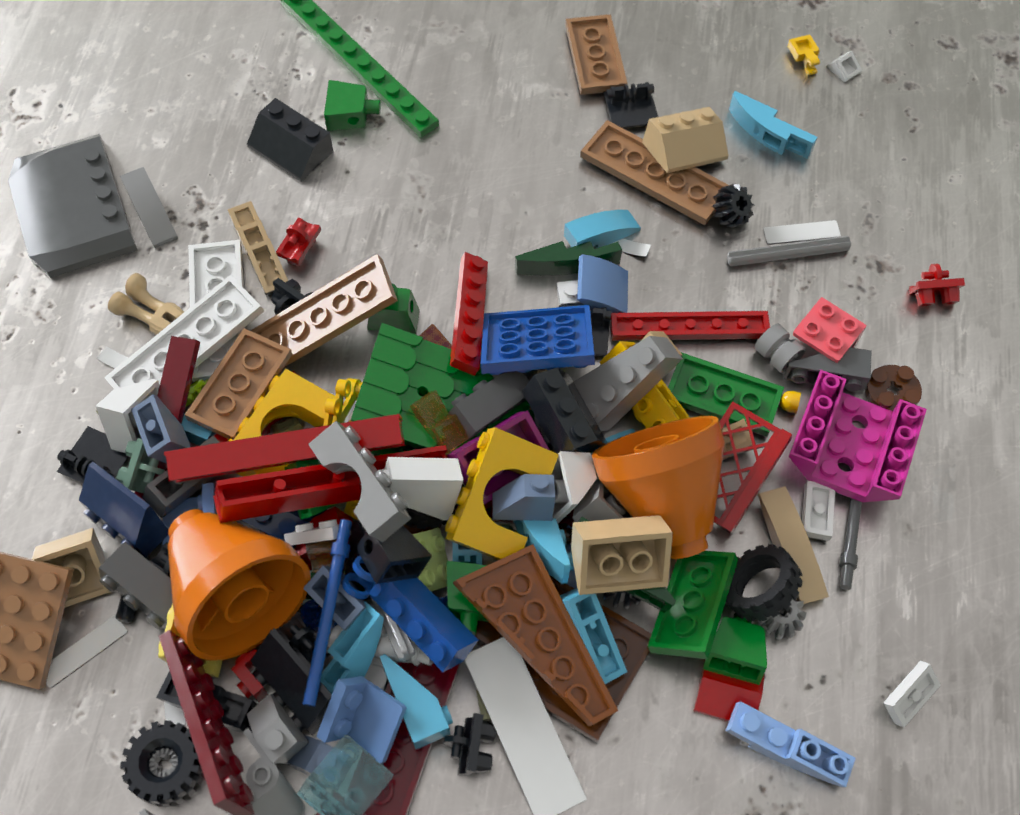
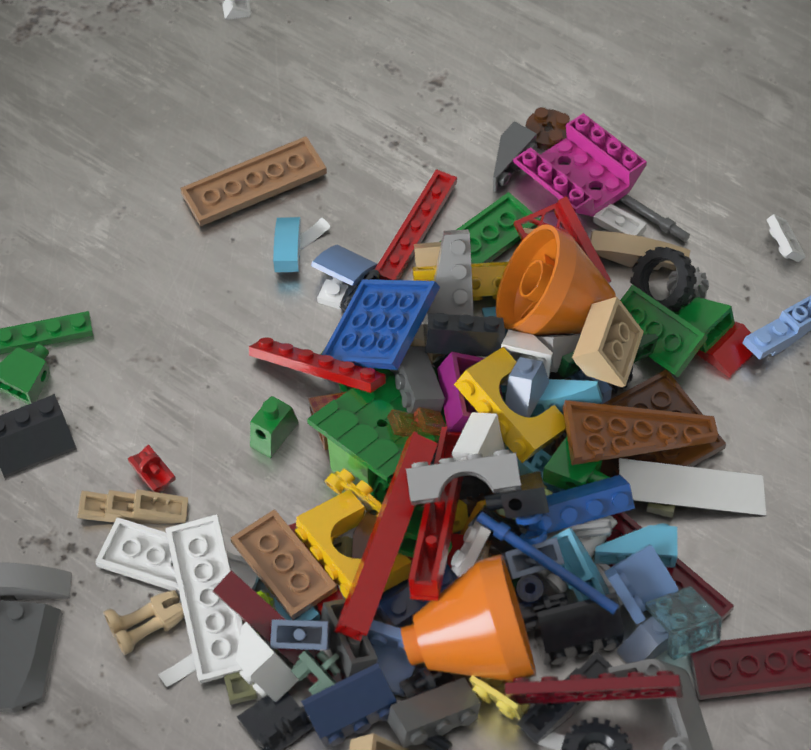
camera: 60 degrees left, 5 degrees down
(248, 683) = (557, 666): red bracket -> none
(275, 731) = (613, 652): light grey slope -> none
(286, 294) = (211, 499): black hips -> none
(331, 309) = (255, 462): medium nougat plate -> none
(466, 745) = (689, 529): black hips -> none
(559, 260) = (300, 282): dark green slope -> none
(595, 53) = (101, 165): medium nougat plate -> none
(595, 633) = (642, 397): medium azure slope -> none
(631, 106) = (174, 165): black hinge -> none
(686, 139) = (244, 142): tan slope -> none
(733, 205) = (327, 142): black gear -> none
(761, 123) = (260, 87): medium azure slope -> none
(777, 346) = (474, 177): light grey wheel -> none
(789, 251) = (387, 131): light grey axle -> none
(790, 401) = (522, 193): yellow hinge -> none
(801, 232) = (373, 115): white sticker -> none
(805, 50) = (204, 23): yellow plate -> none
(829, 330) = (480, 137): coral bracket -> none
(948, 287) = (473, 52): red hips -> none

